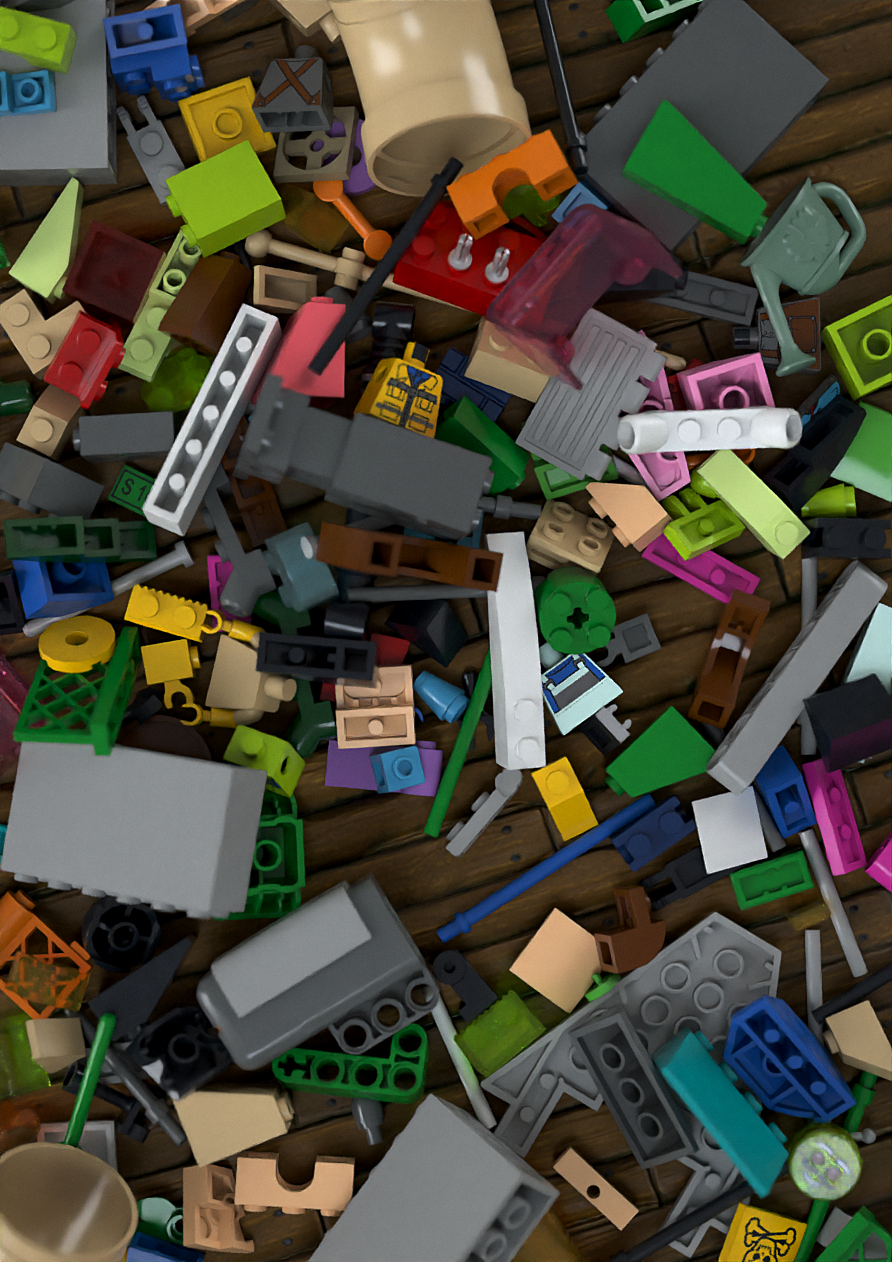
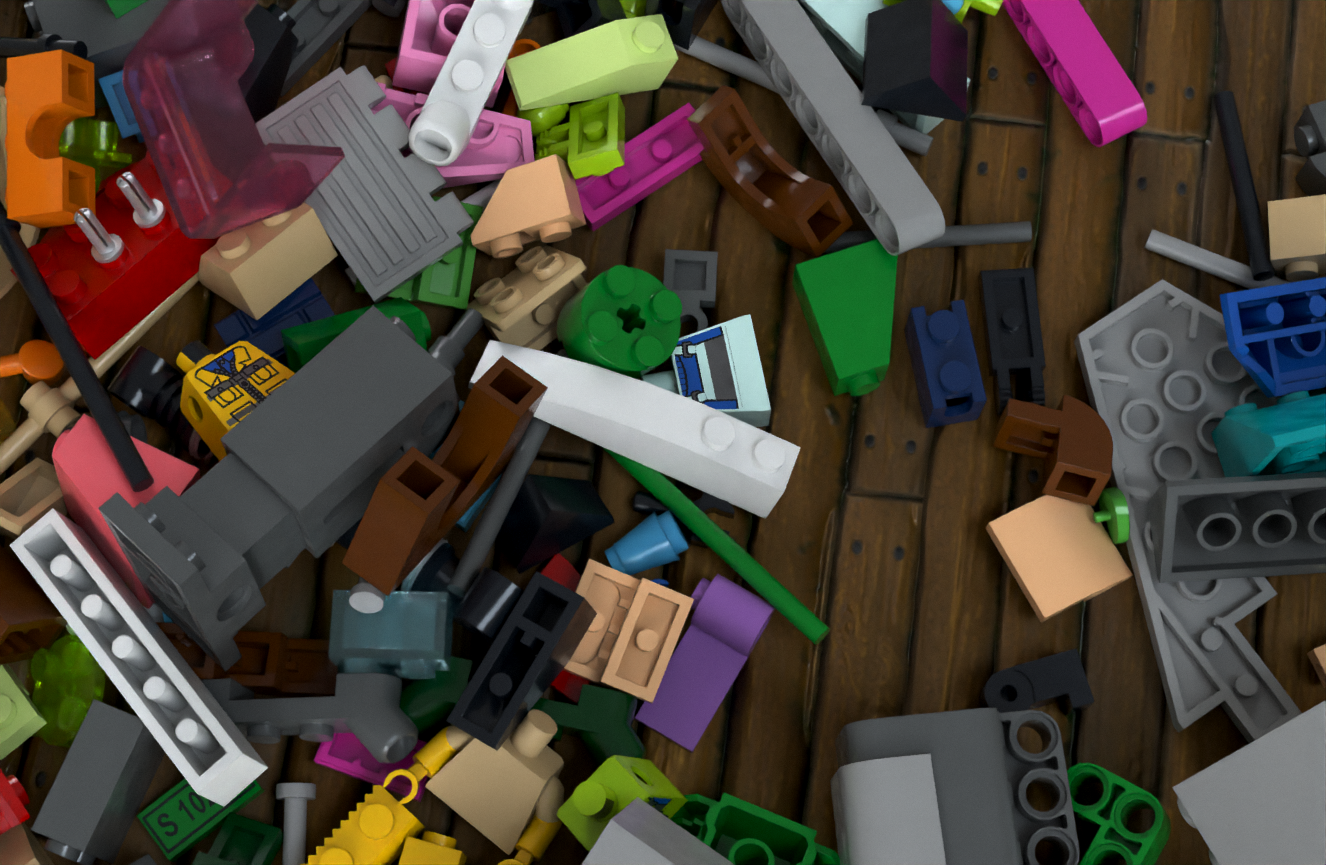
camera: 65 degrees left, 15 degrees down
(397, 769) = (715, 640): dark azure bracket -> none
(460, 1061) = (1138, 742): white bar -> none
(465, 920) = (953, 653): blue bar -> none
(485, 810) = (821, 555): light grey hinge -> none
(499, 1033) = (1125, 668): clear neon green brick -> none
(564, 798) = (848, 451): yellow slope -> none
(605, 730) = (788, 364): black tile -> none
(729, 830) = (983, 269): white sticker -> none
(771, 880) = (1066, 255): green plate -> none
(785, 793) = (969, 187): blue slope -> none
(808, 915) = (1129, 229): clear yellow tile -> none
(833, 902) = (1124, 200): light grey bar -> none
(834, 818) = (1018, 148): dark pink plate -> none

